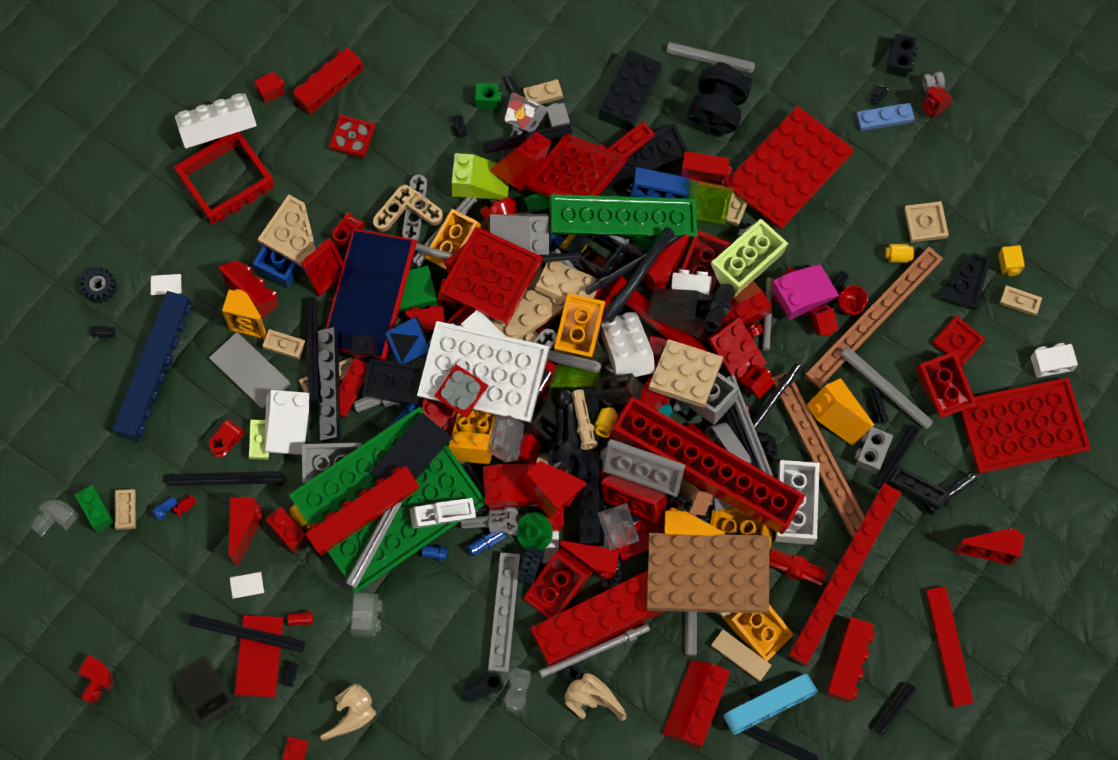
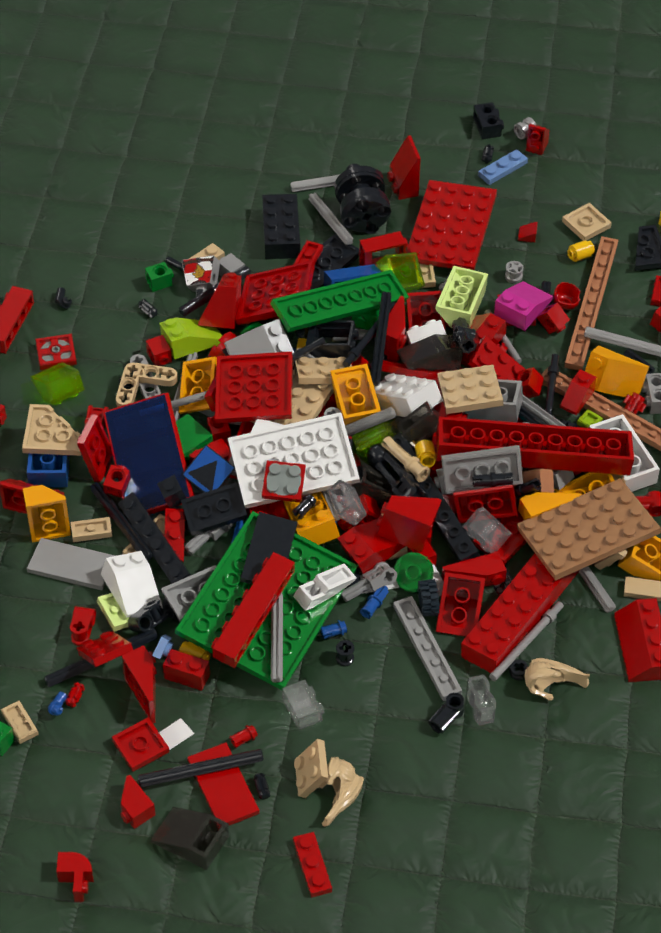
camera: 25 degrees left, 20 degrees down
(176, 638) = (135, 804): none -> red slope
(211, 583) = (140, 744): none -> red plate
(226, 478) = (104, 648): none -> red plate
(273, 504) = (163, 647): none -> medium blue plate
(283, 461) = (151, 616): none -> black piece
(318, 311) = (116, 488): none -> red brick
(334, 173) = (58, 383): none -> clear neon green slope
(335, 683) = (311, 768): none -> tan plate
(387, 80) = (61, 300): none -> black arm
(427, 577) = (348, 652): none -> black bush
(442, 181) = (159, 351): none -> red brick
(467, 424) = (307, 503): none -> black pin
(646, 483) = (492, 479): none -> black pin
(681, 104) = (331, 219): none -> light grey axle
(779, 85) = (405, 170): none -> red slope
(793, 447) = (588, 419): none -> lime tile
(794, 417) = (578, 392): none -> red slope
(824, 245) = (514, 272): none -> light grey wheel
(843, 451) = (634, 403): none -> red gear
(862, 206) = (528, 232): none -> red slope

